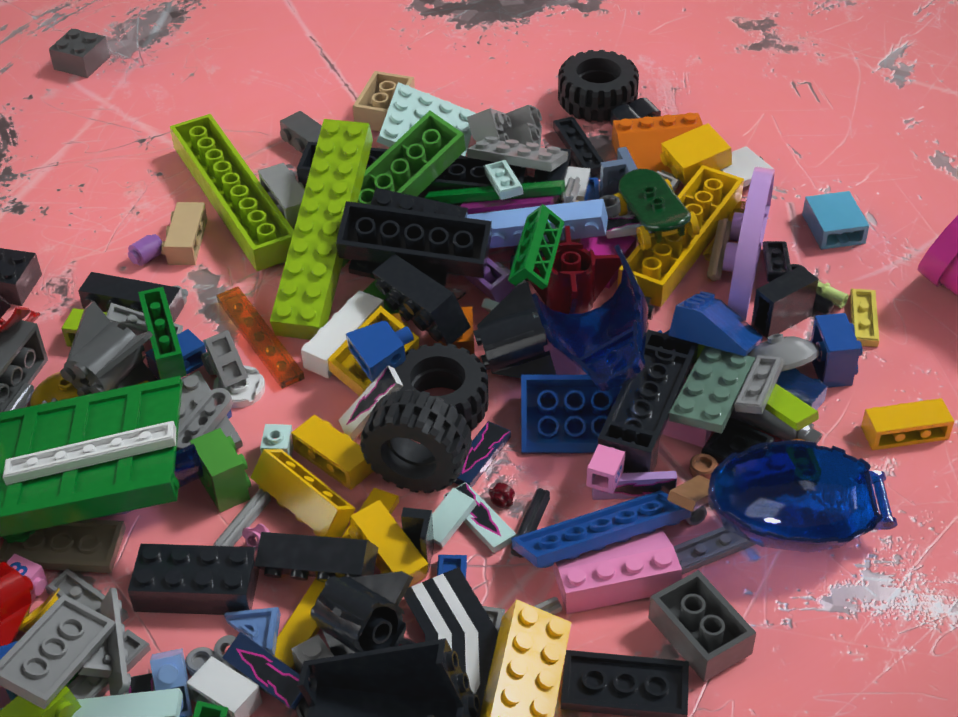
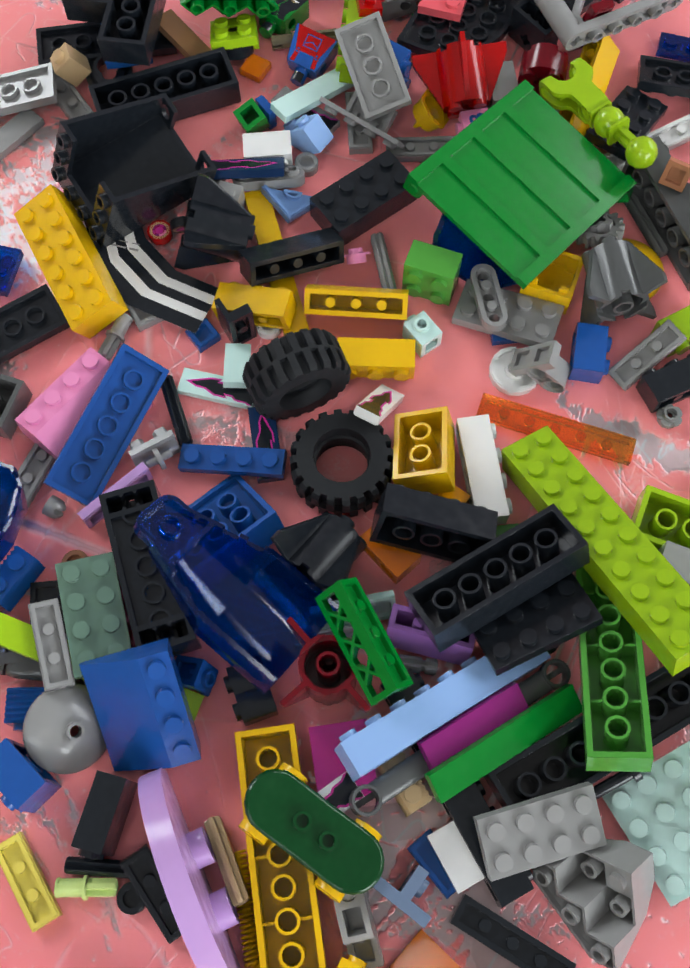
camera: 140 degrees right, 25 degrees up
(89, 452) = (500, 173): white tile -> none
(164, 338) = (603, 331): green brick -> none
(378, 347) = (406, 429): blue torso -> none
(502, 495) = (214, 415): dark red plate -> none
(503, 179) = (505, 754): light aqua tile -> none
(518, 452) = (233, 460): none -> blue plate
(571, 190) = (429, 807): light grey axle -> none
(574, 493) = (155, 450): none -> light grey hips
(605, 468) = (132, 465): bright pink brick -> none
(691, 493) = (53, 509): medium nougat tile -> none

